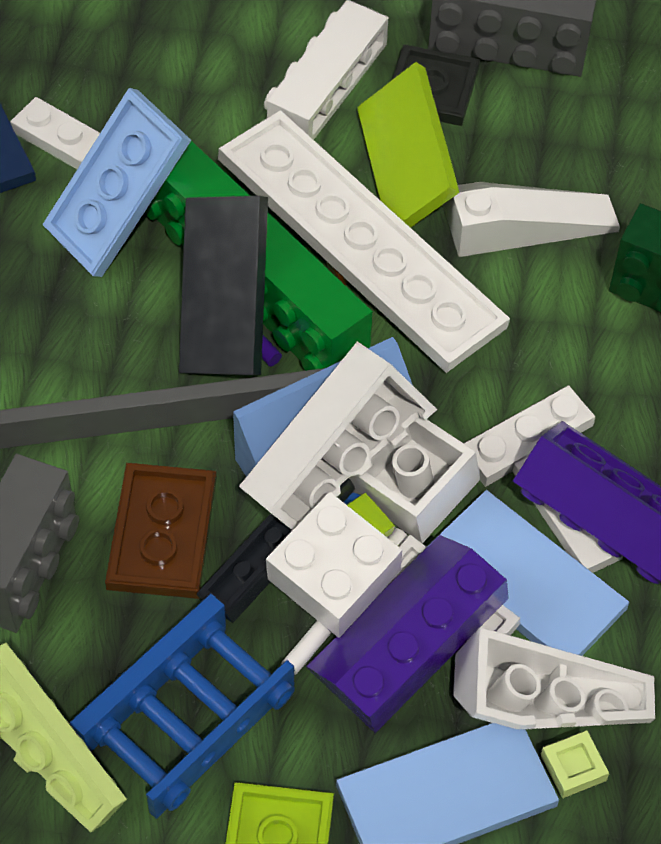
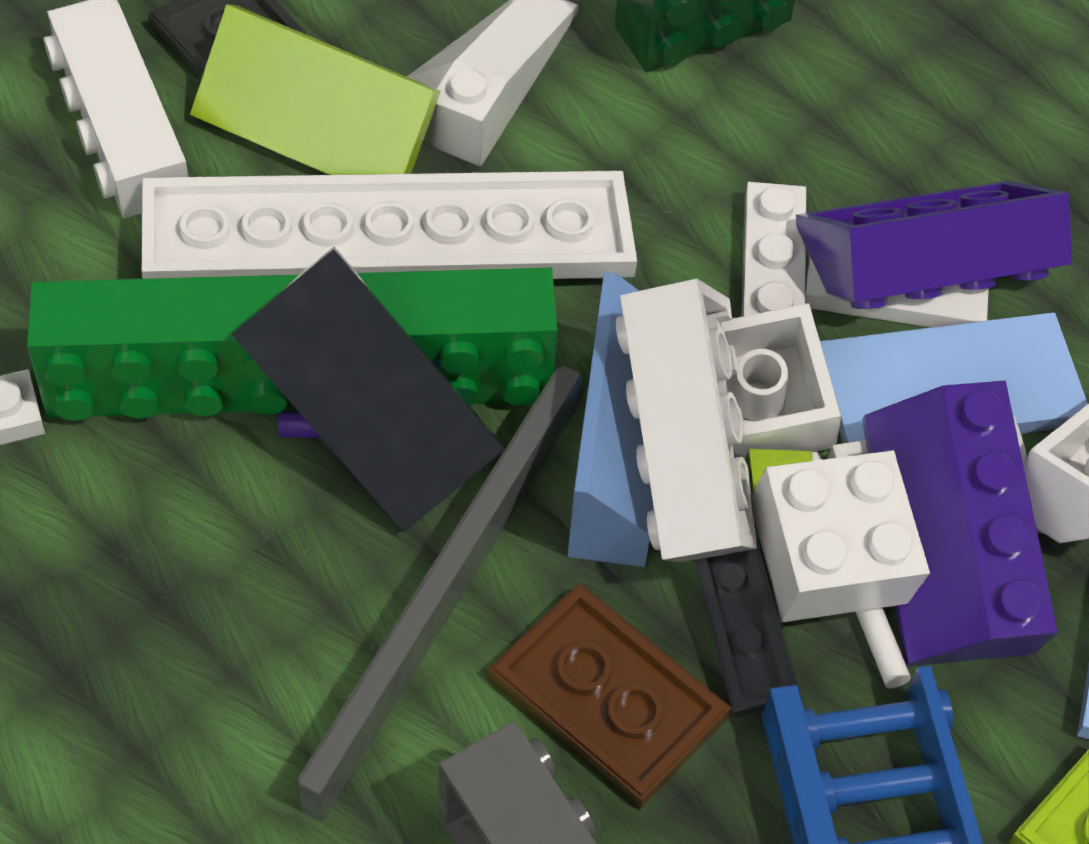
camera: 55 degrees left, 0 degrees up
(116, 182) = (102, 401): light blue tile -> none

